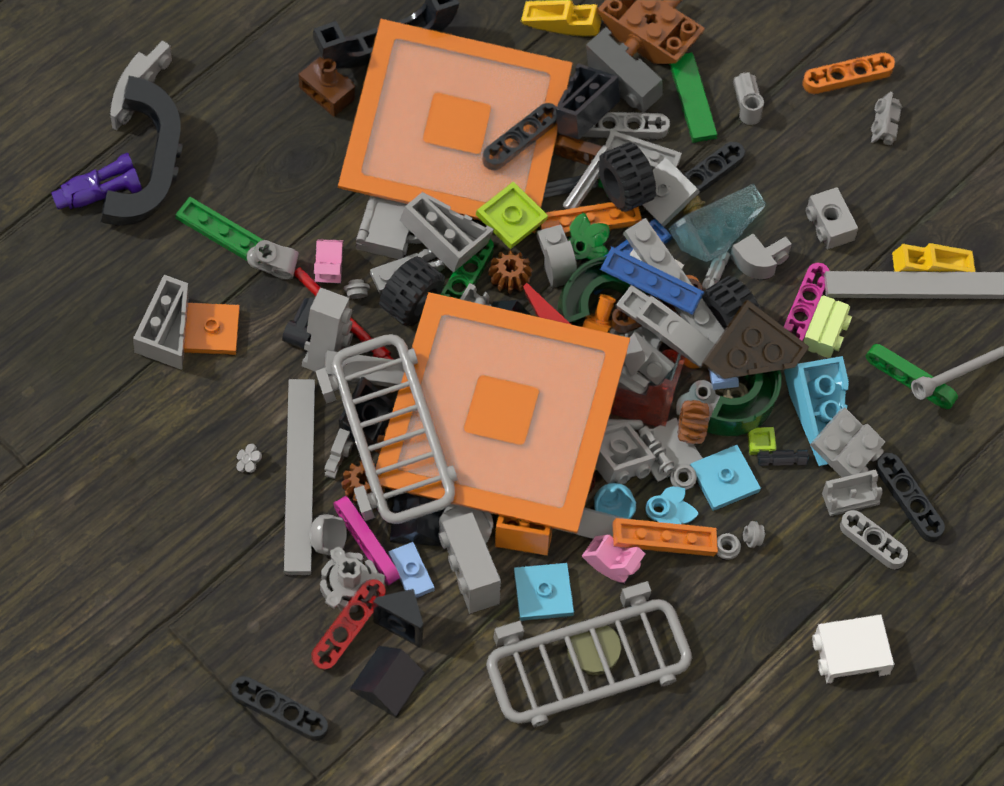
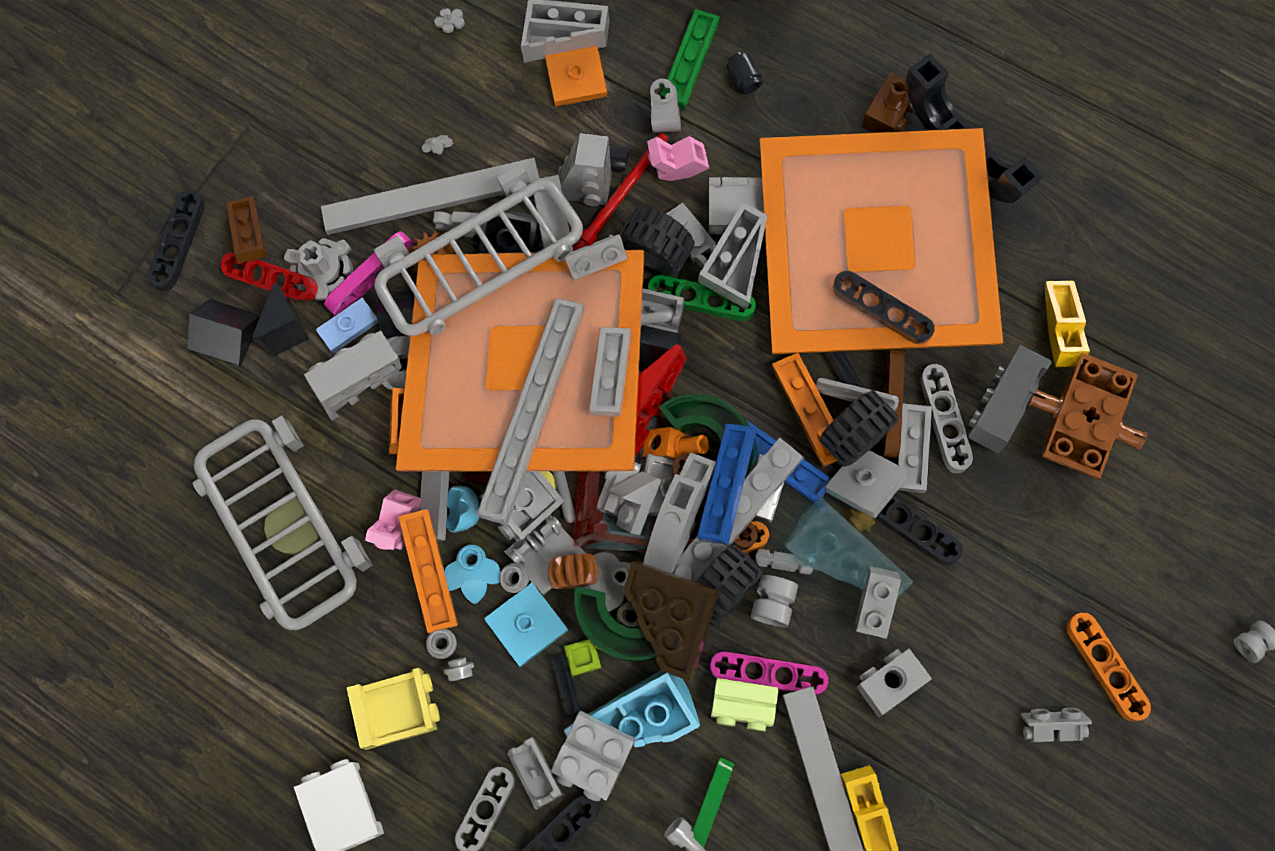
camera: 85 degrees right, 10 degrees up
(114, 424) = (450, 20): none -> light grey plant
(256, 190) = (744, 72): none -> black brick
(294, 634) = (245, 229): none -> reddish brown plate
(327, 533) = (363, 234): light grey hair -> none
(356, 289) = (654, 195): light grey plate -> none
(424, 317) = (596, 257): none -> light grey hinge
(511, 215) = (777, 320): lime plate -> none
(516, 278) = (710, 333): dark orange gear -> none
(540, 334) = (610, 371): none -> light grey plate
(543, 591) = (349, 460): medium azure plate -> none
(555, 407) = (530, 412): none -> light grey tile
(558, 254) = (745, 381): light grey brick -> none
(586, 100) = (951, 365): black wedge -> none
(590, 236) = (785, 413): green plate -> none
(693, 99) = (1008, 490): green tile -> none
(748, 98) = (1029, 552): light grey piece -> none
(757, 260) = (809, 606): light grey brick -> none
(757, 282) = (774, 601): none -> light grey wheel
(767, 208) = (877, 602): none -> light grey brick
(776, 592) = (393, 709): none -> light yellow panel

